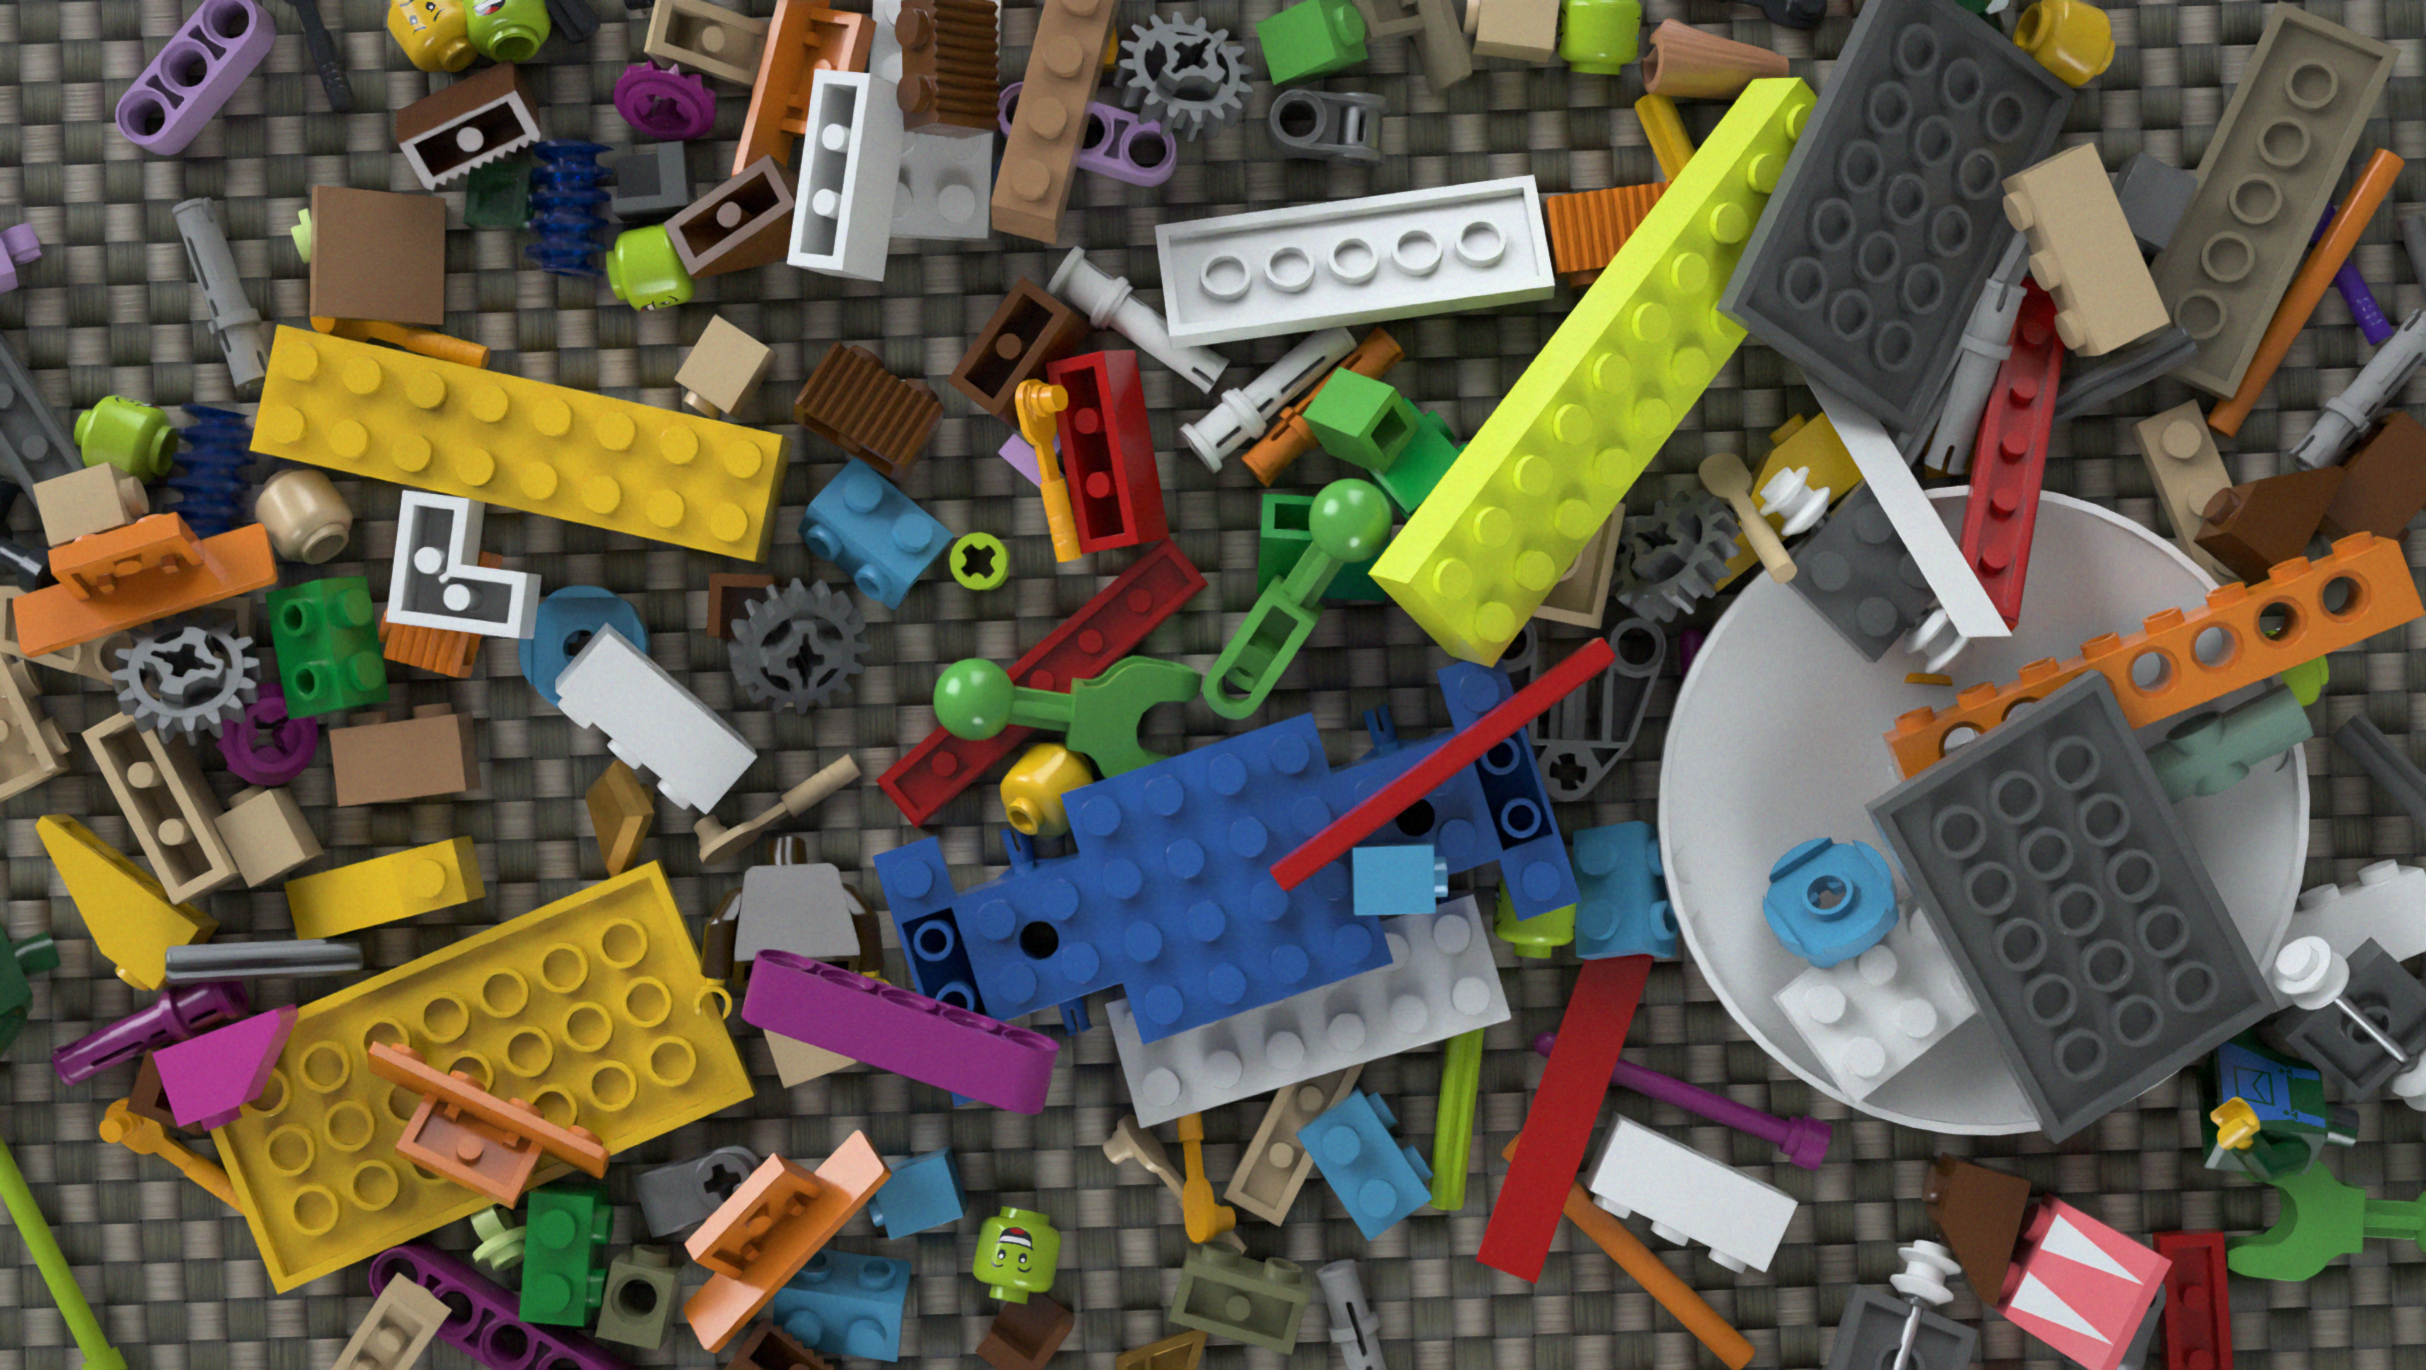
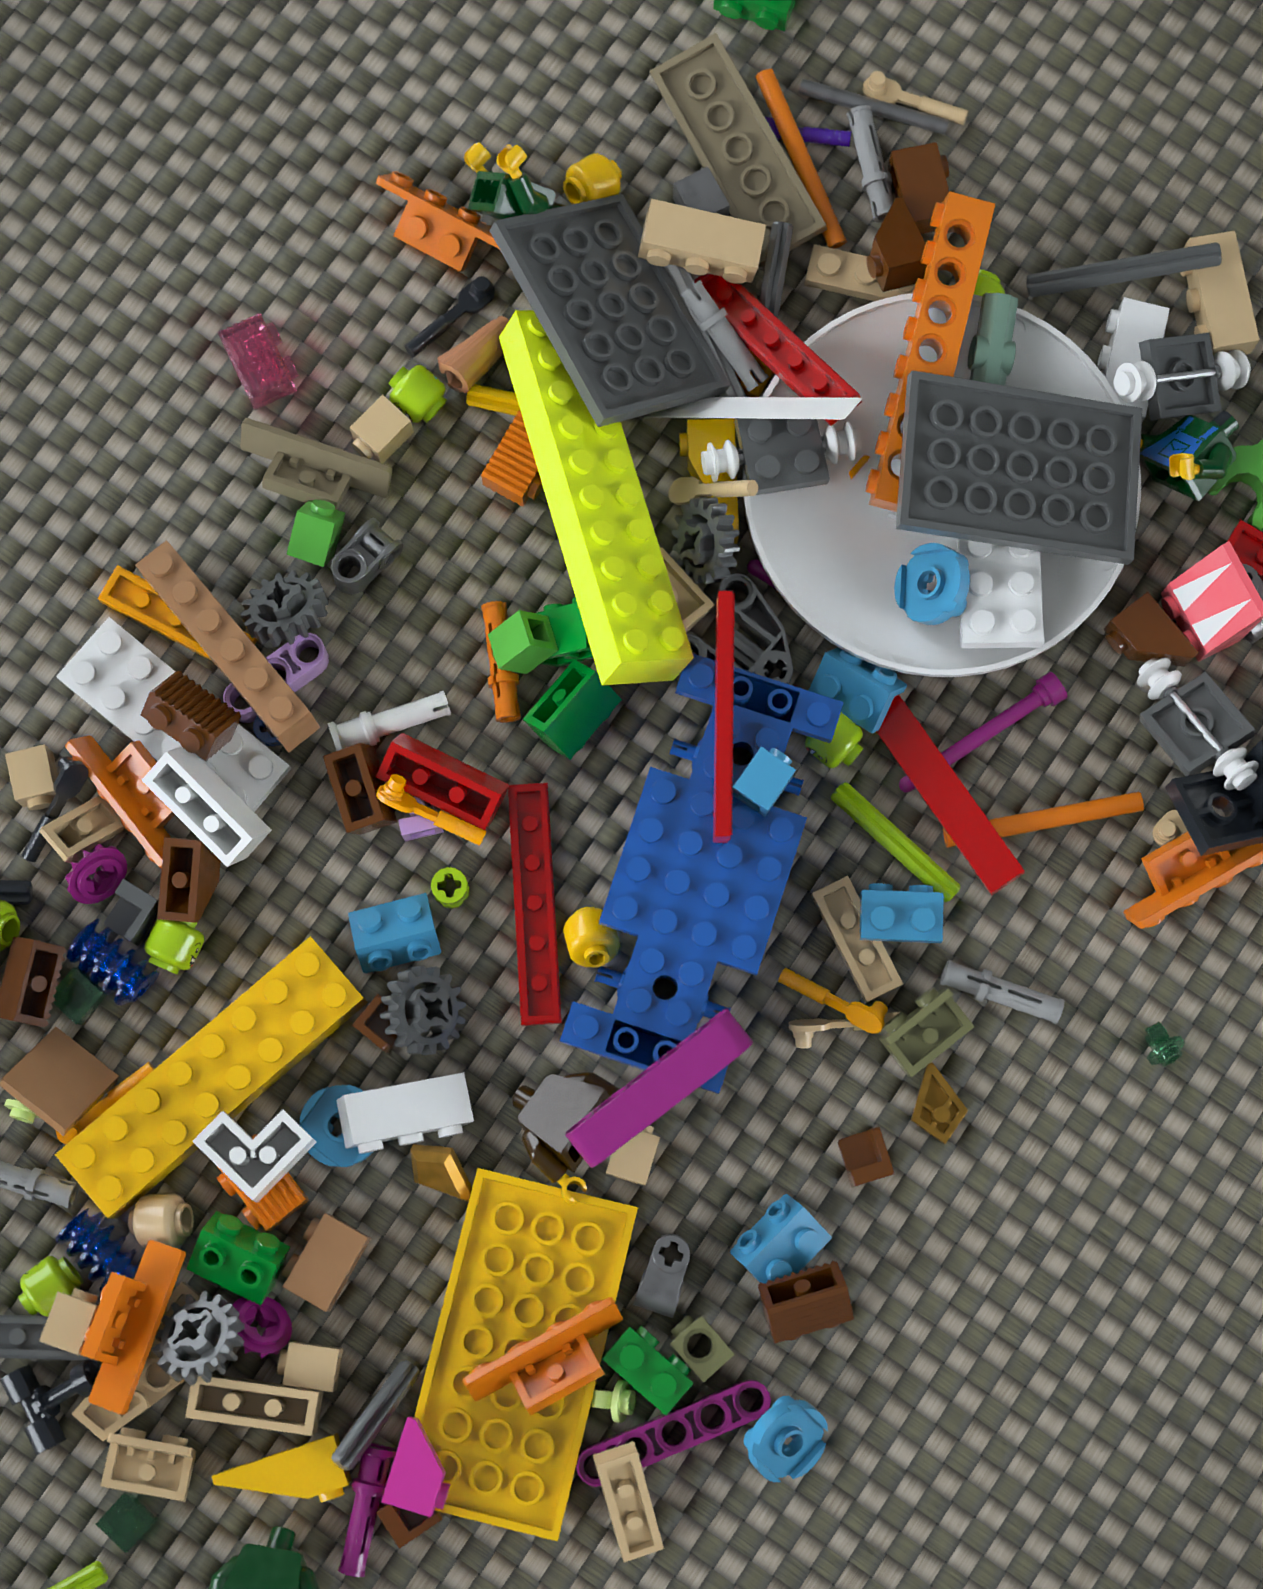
camera: 50 degrees left, 10 degrees down
(150, 1136) = (418, 1555): light orange piece -> none
(385, 889) = (385, 1327): yellow slope -> none
(720, 844) = (495, 1129): tan piece -> none
(724, 370) = (253, 945): tan brick -> none
(772, 1232) = (716, 1245): orange bracket -> none
(869, 411) = (331, 887): reddish brown brick -> none
(919, 1195) = (751, 1160): dark azure brick -> none
(1017, 1254) = (820, 1130): lime head -> none
(1097, 718) = (573, 884): bright green piece -> none
(1245, 411) = (474, 698): white pin -> none
(1347, 524) = (569, 682): bright green piece -> none
(1354, 261) = (440, 593): white plate -> none
(1432, 991) = (835, 826): white plate -> none
(1688, 1195) = (1034, 766): white brick -> none

